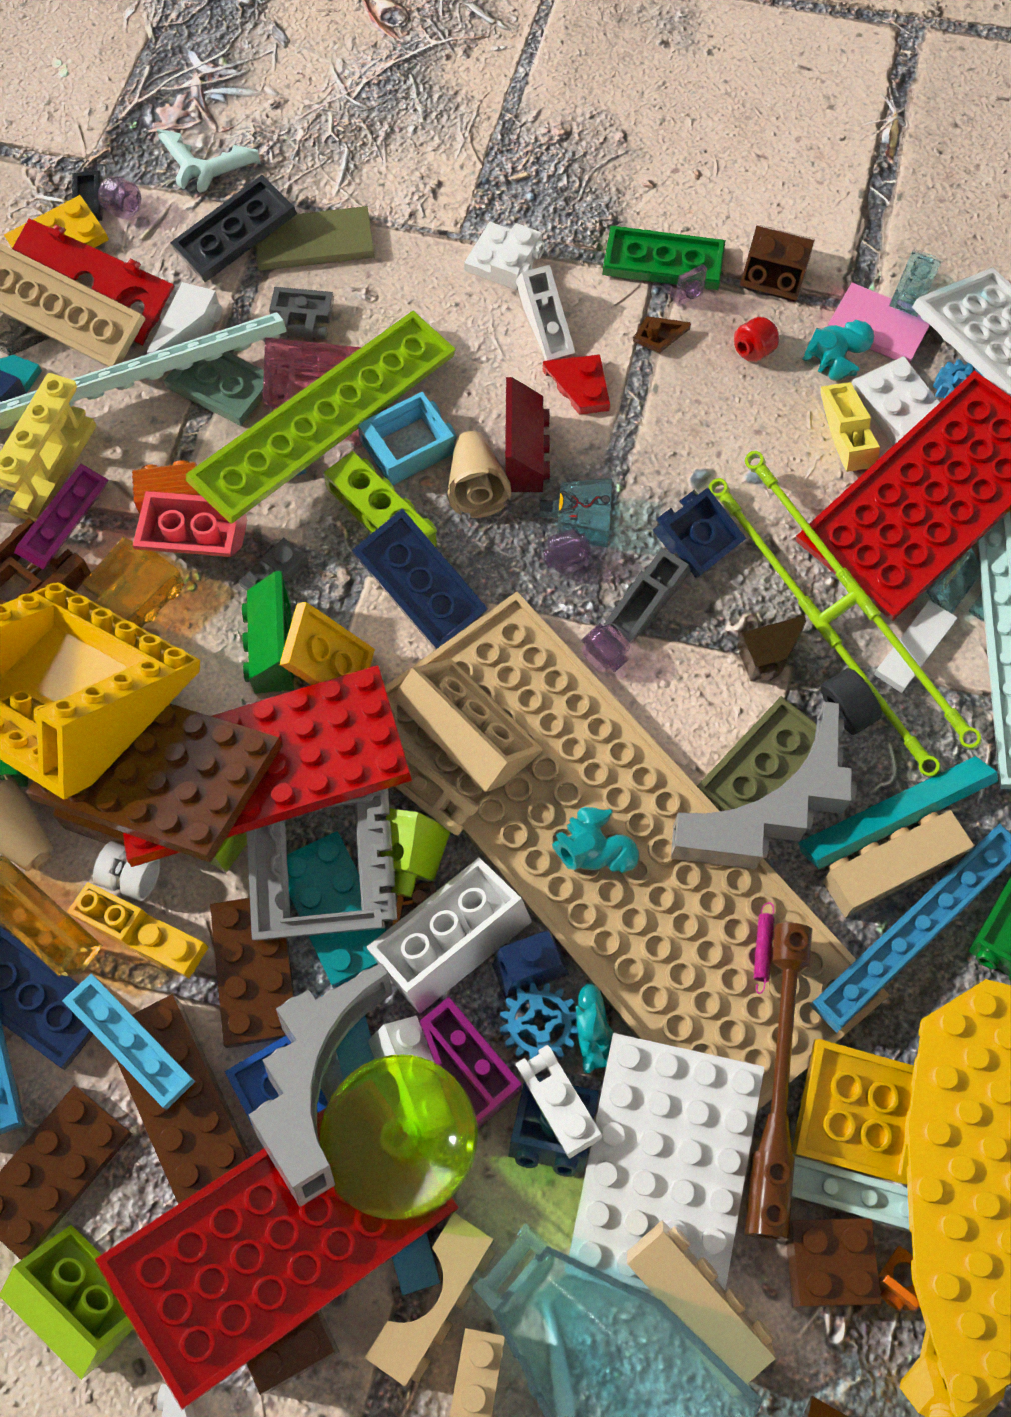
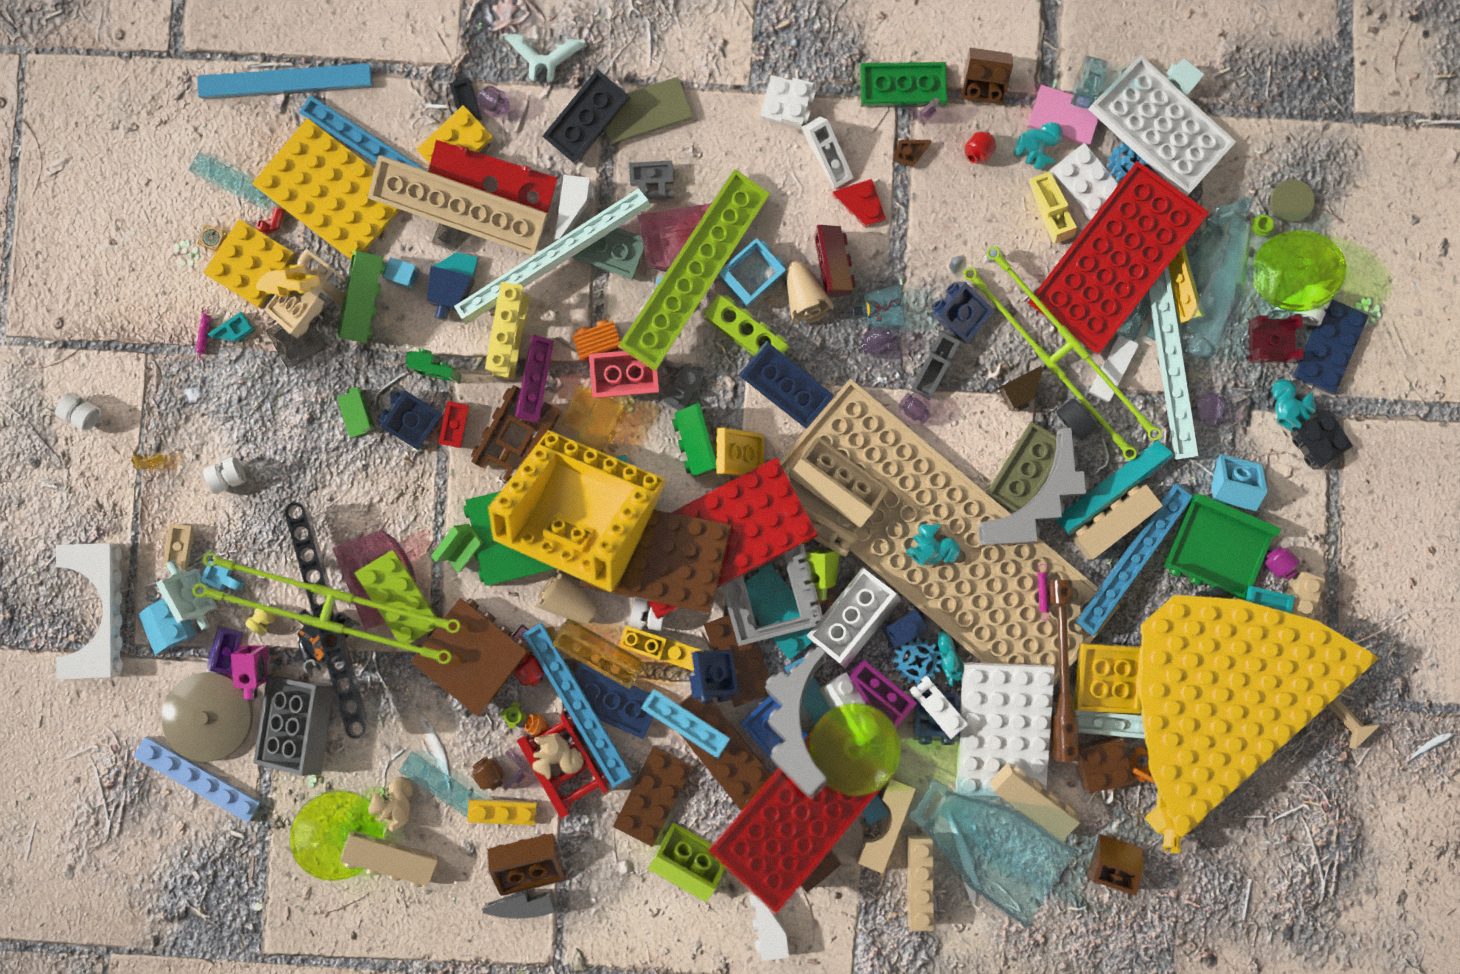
camera: 15 degrees left, 20 degrees up
(196, 976) = (713, 676): none -> dark blue plate

